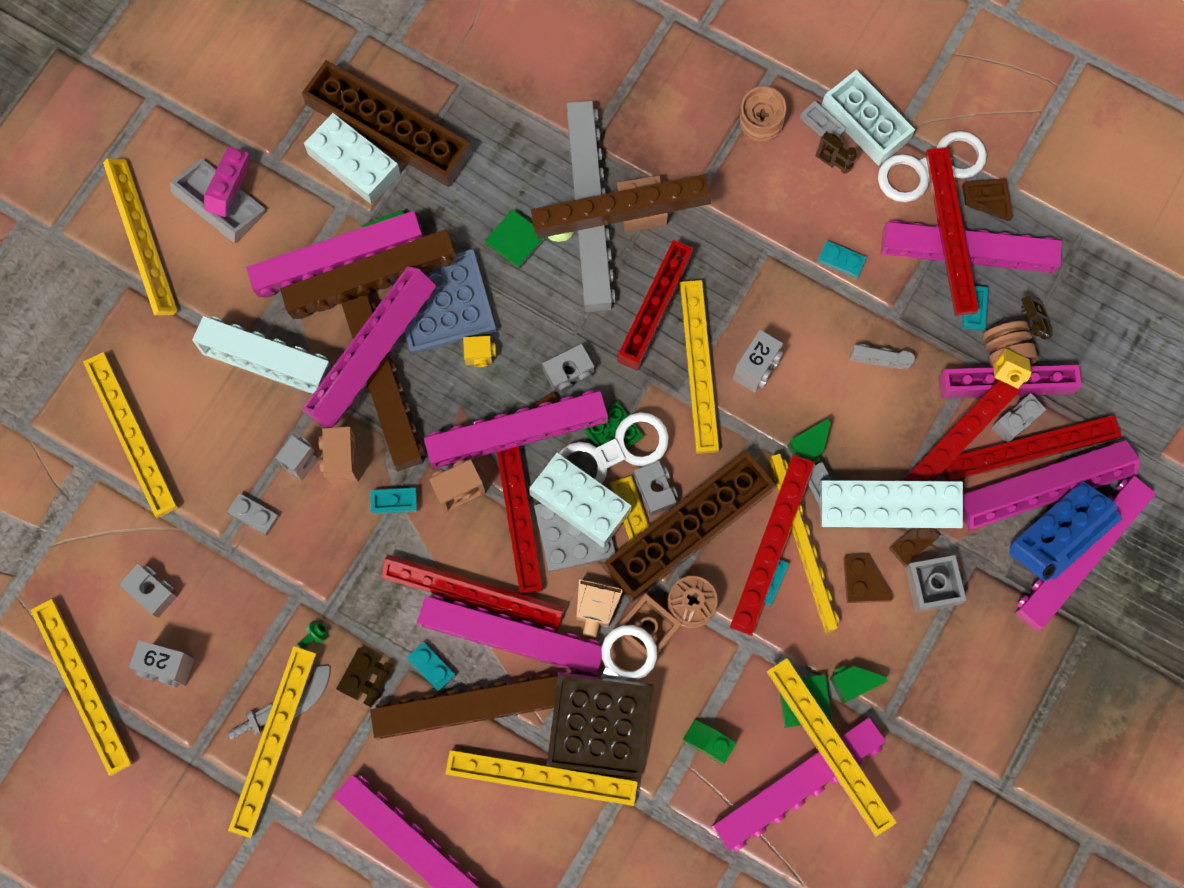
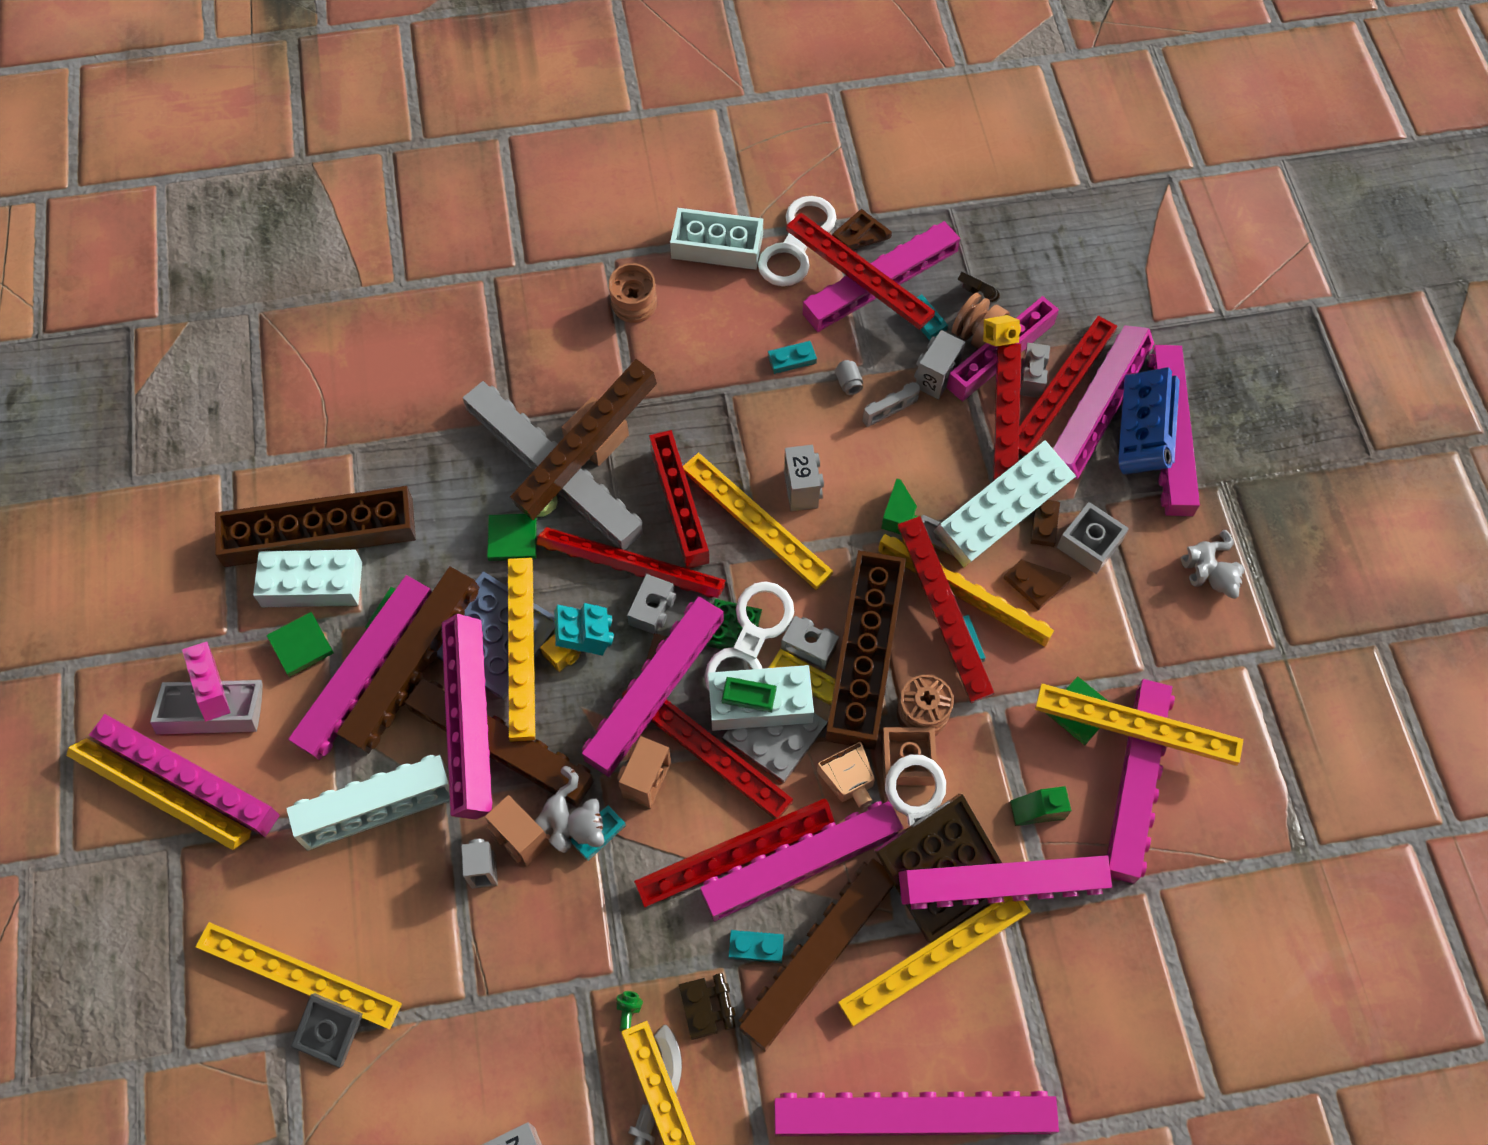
camera: 40 degrees left, 10 degrees down
(118, 485) = (326, 1030): none -> dark grey tile
(136, 584) = (454, 1107): light grey brick -> none
(164, 238) = (185, 775): none -> dark pink brick
(252, 514) = (478, 950): light grey plate -> none
(310, 203) = (300, 644): none -> green tile
(382, 486) = (582, 824): none -> light grey animal
(449, 328) = (521, 650): none -> yellow plate
(503, 348) = (583, 628): none -> teal plate
(568, 492) = (749, 694): none -> green tile
(581, 326) = (631, 562): none -> red plate
(632, 770) = (1004, 880): none -> dark pink brick
(821, 121) = (684, 268): light grey plate -> none
(833, 154) = (711, 276): dark brown plate -> none
(854, 682) = (1104, 663): green slope -> none
(869, 310) = (849, 377): none -> light grey brick
(949, 352) = (935, 366): none -> light grey brick
(1010, 695) = (1222, 576): none -> light grey animal

